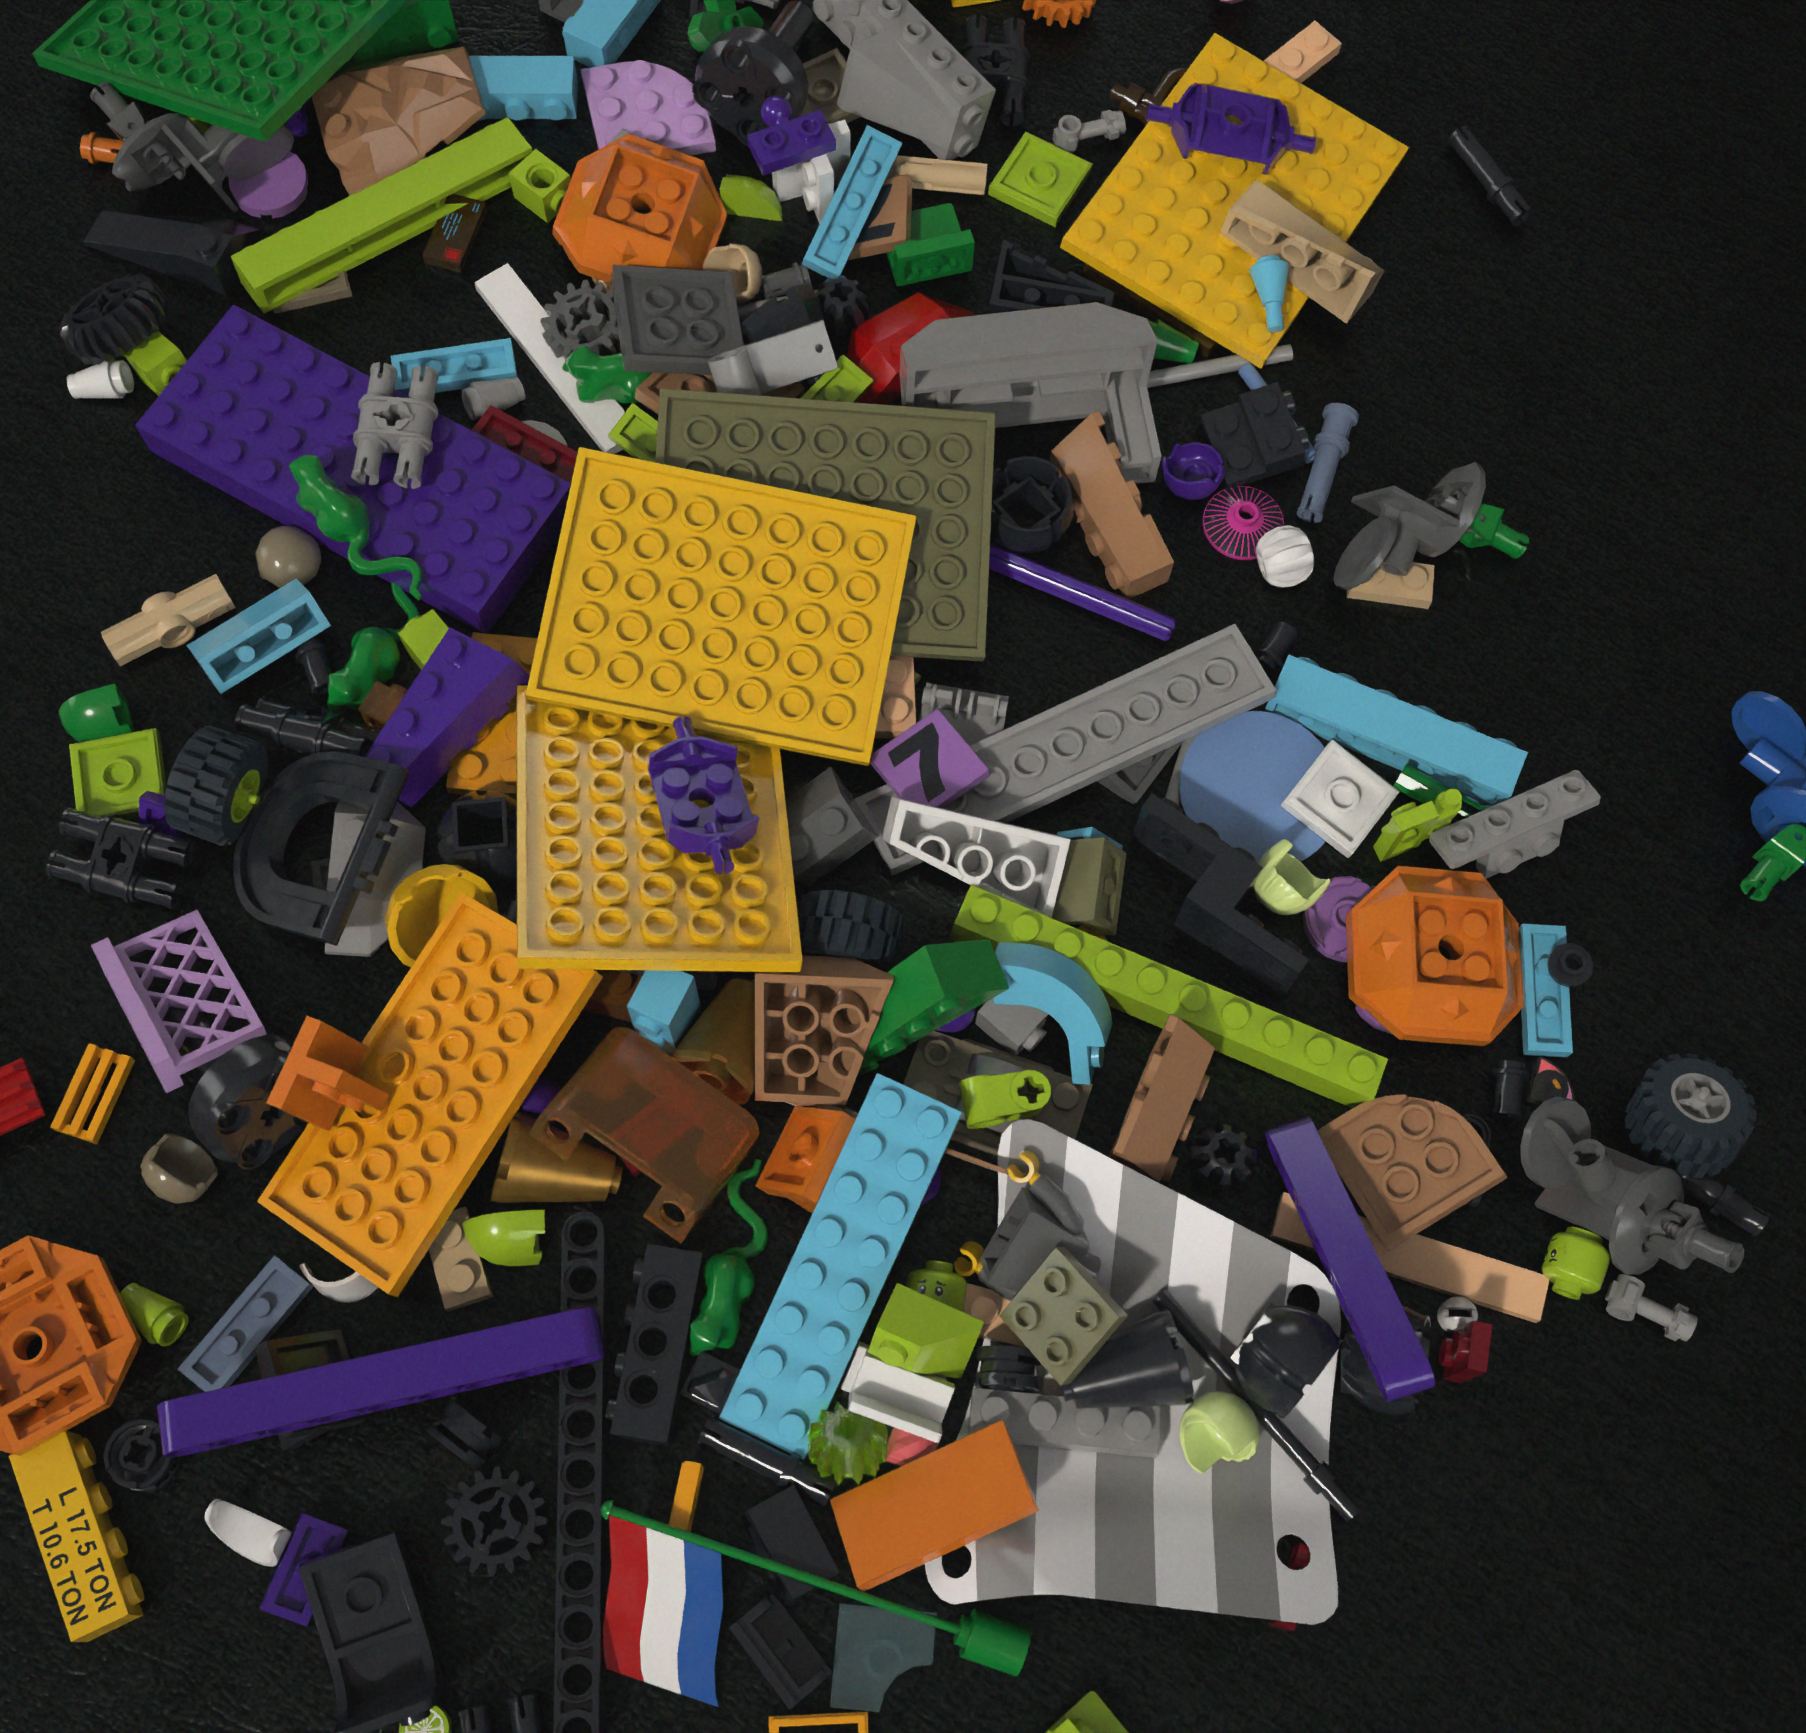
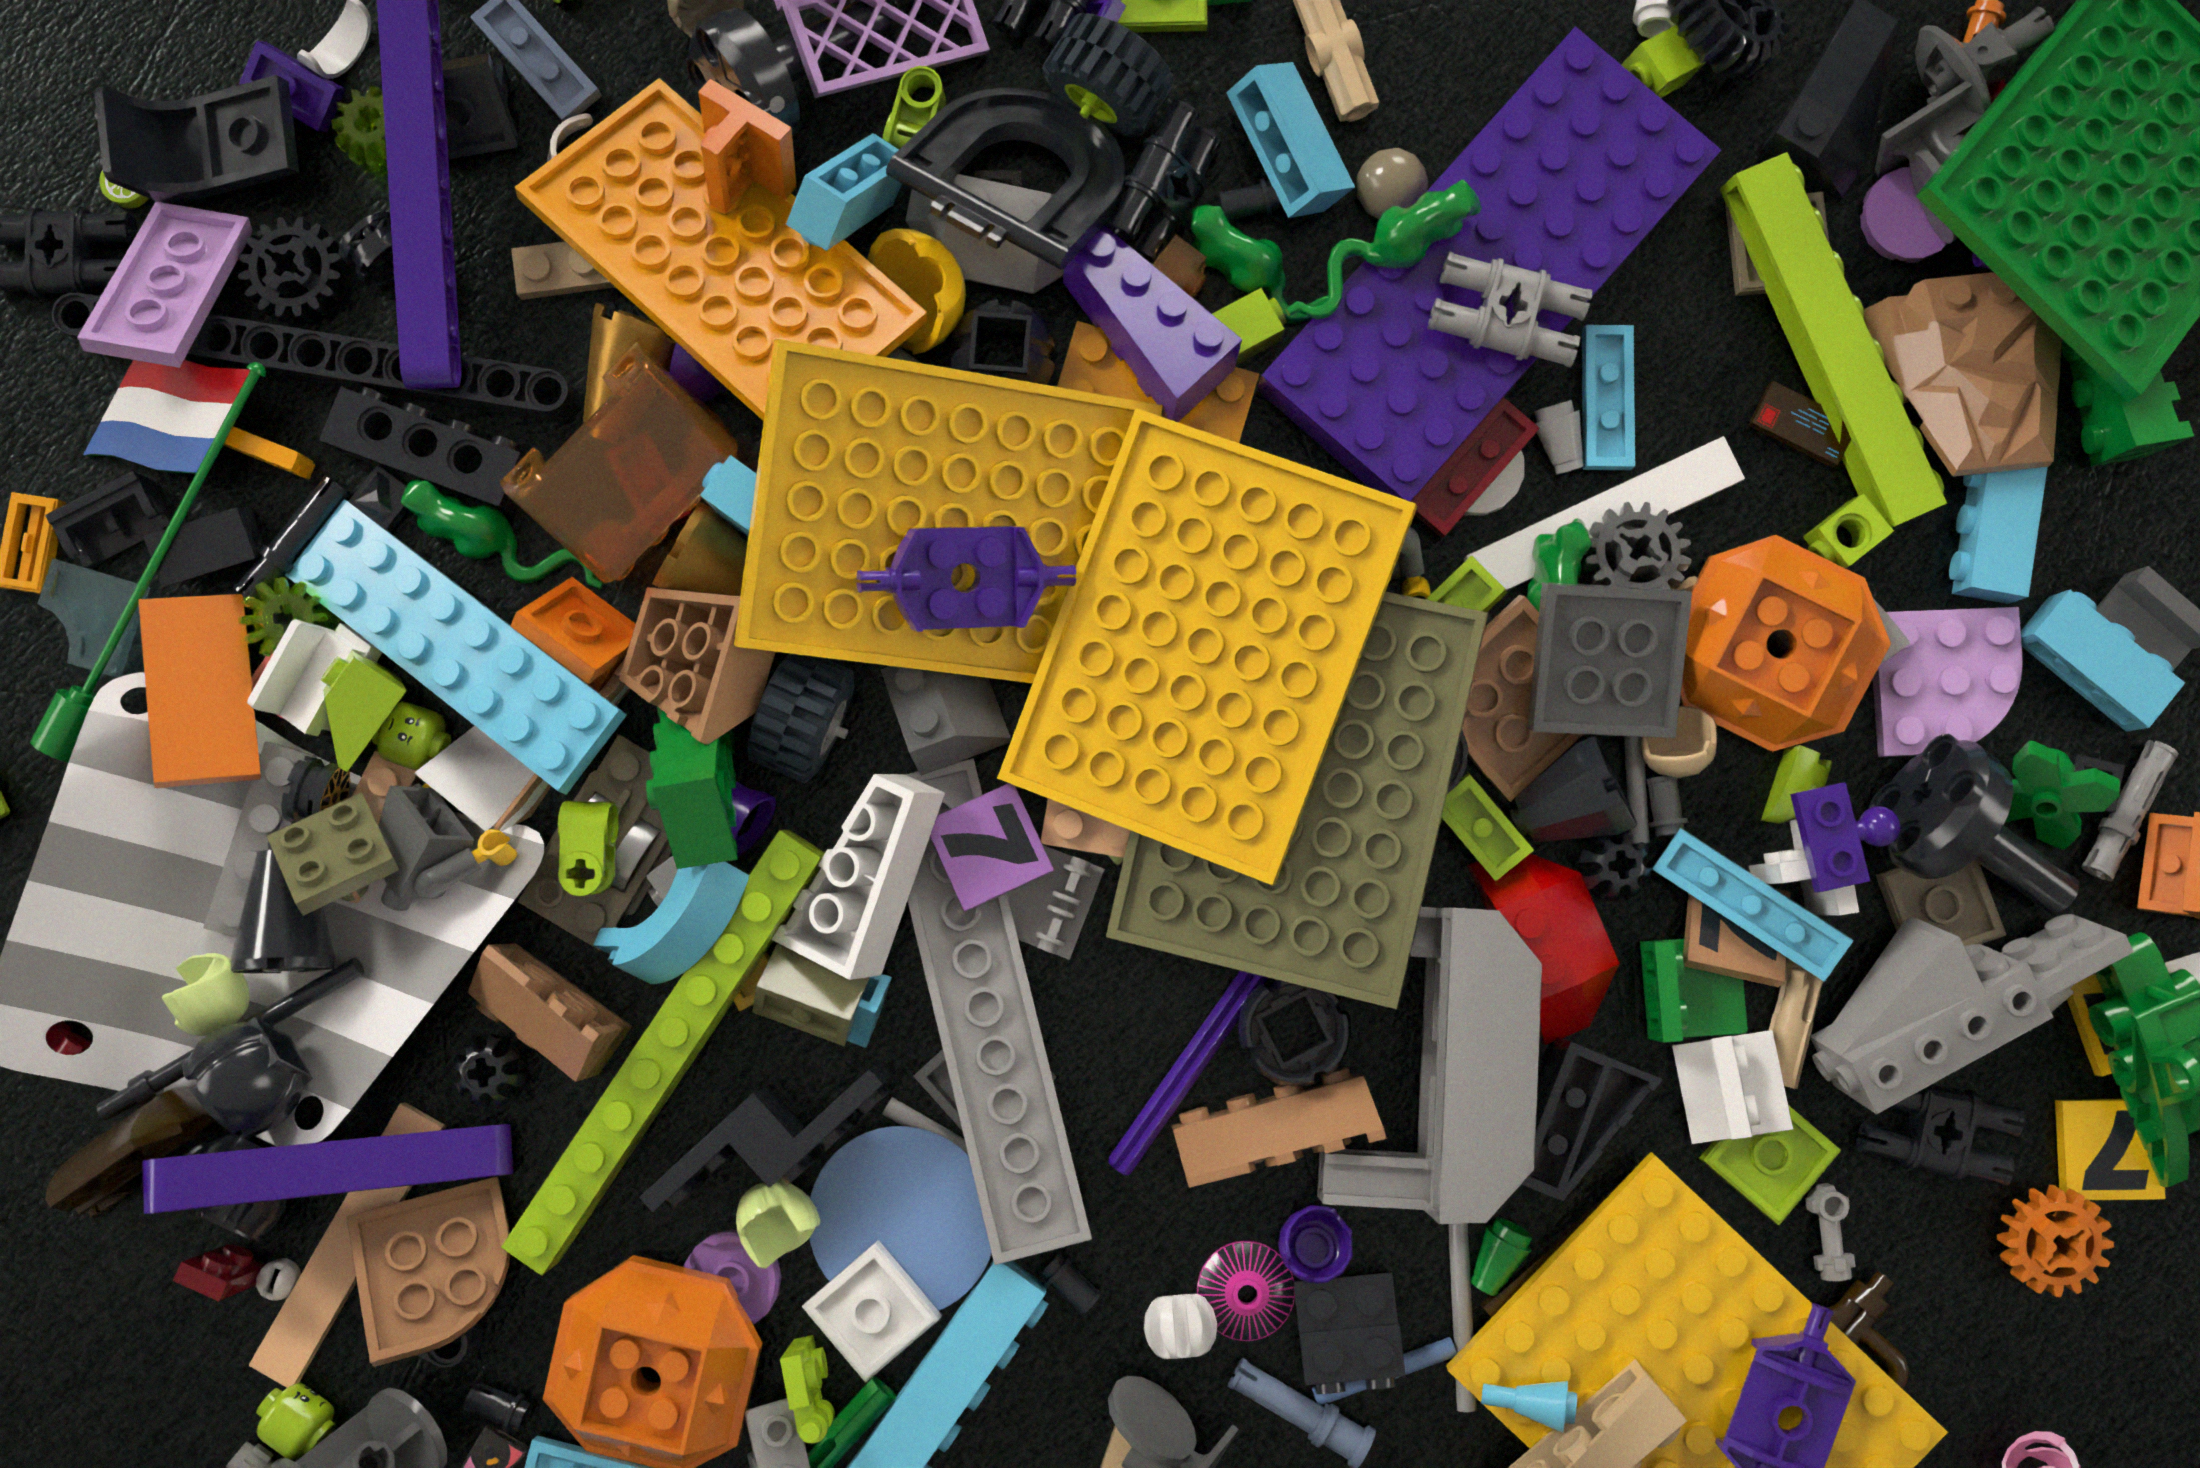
camera: 105 degrees right, 15 degrees up
(279, 960) = (908, 114): none -> lime piece
(319, 1472) = (357, 130): none -> clear neon green gear
(356, 981) = (845, 193): none -> medium azure brick
(507, 1237) = (569, 318): lime brick -> none
(532, 1633) = (166, 284): none -> lavender plate
(774, 361) = (1523, 729): light grey door -> none
(960, 1220) = (476, 777): none -> white sticker
(997, 202) = (1732, 1087): none -> white bracket
(1375, 1455) = (102, 1169): none -> dark brown wedge

